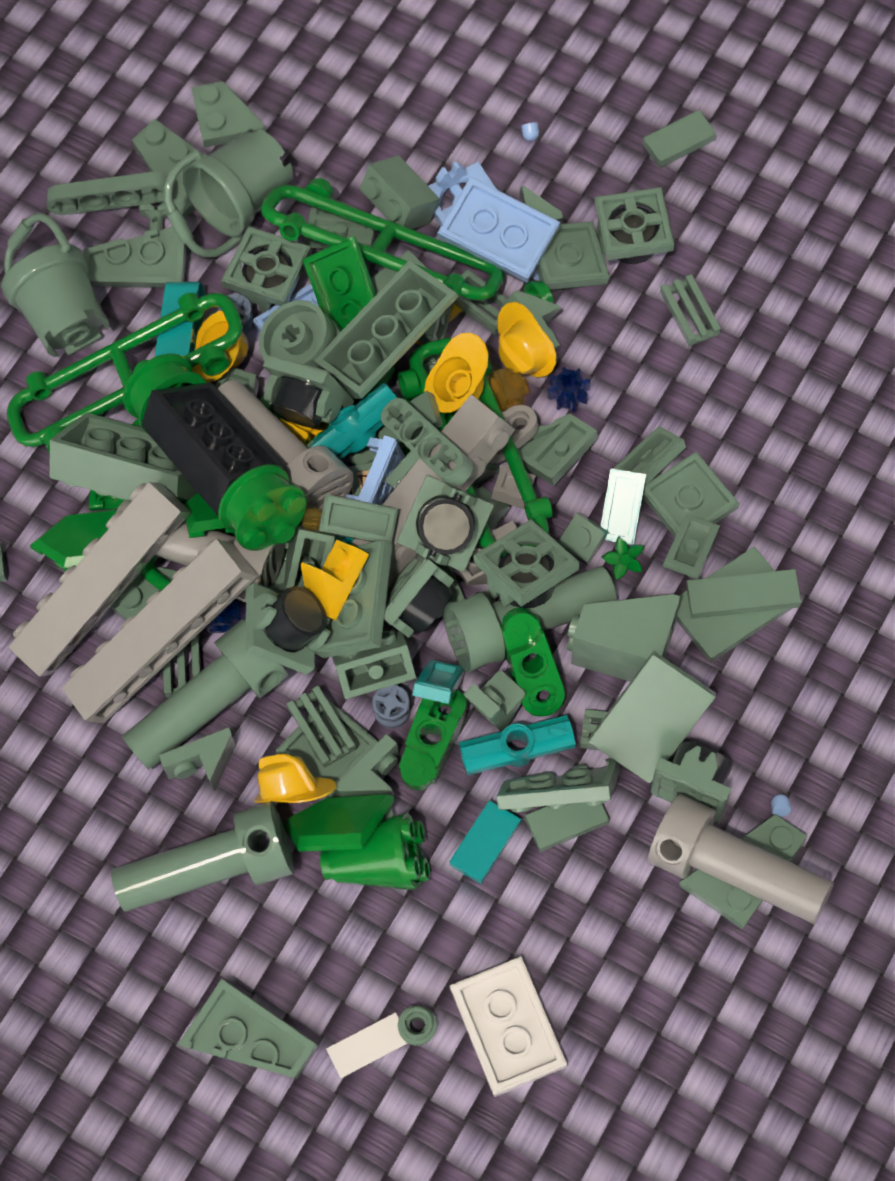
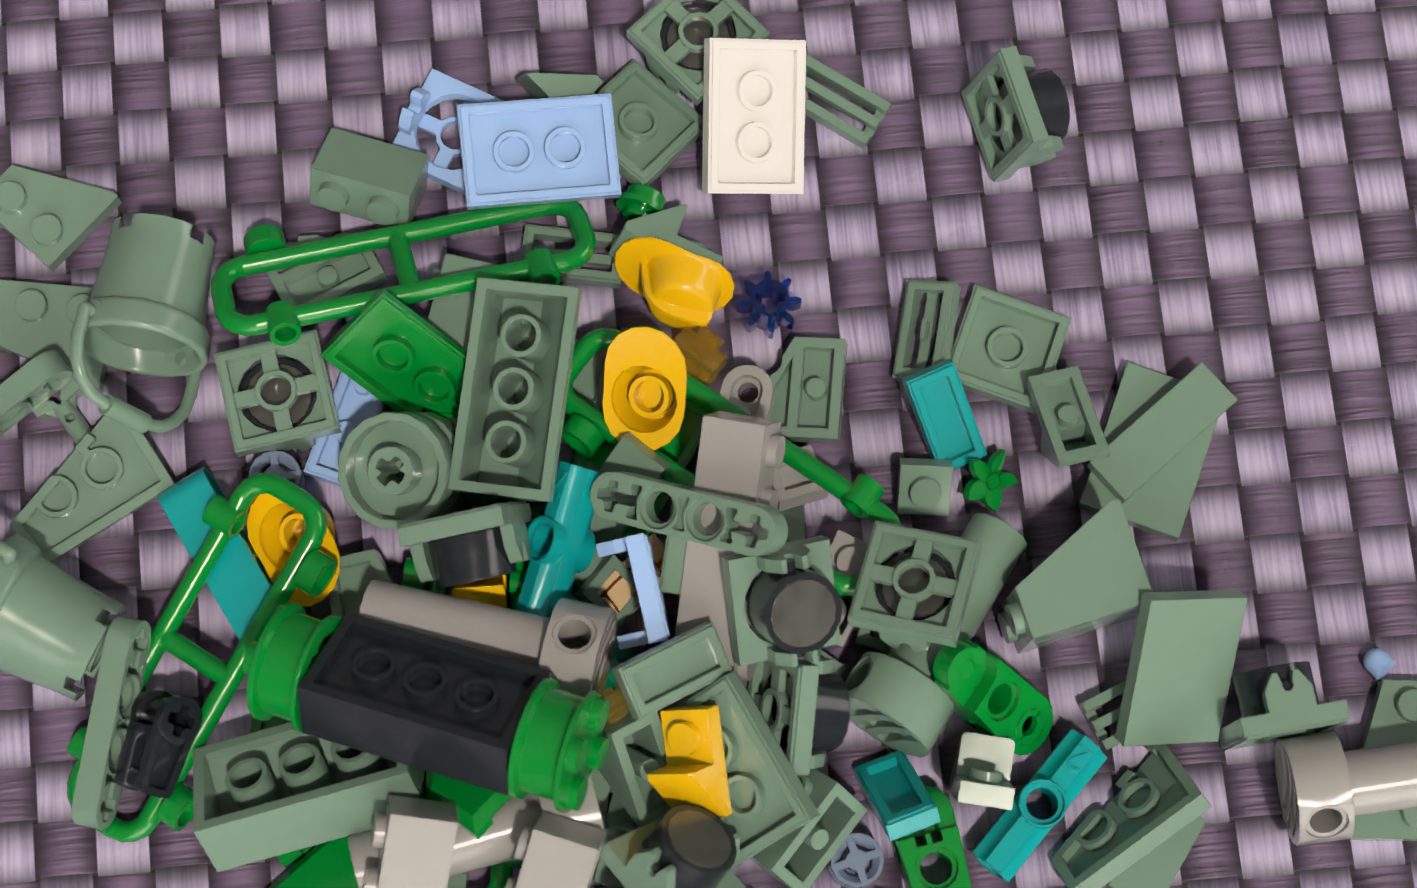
camera: 45 degrees left, 10 degrees up
(20, 408) = (115, 691): none -> sand green beam
(68, 400) = (156, 744): none -> black piece
(633, 283) = (753, 116): none -> white tile
(788, 371) = (1016, 113): none -> sand green piece

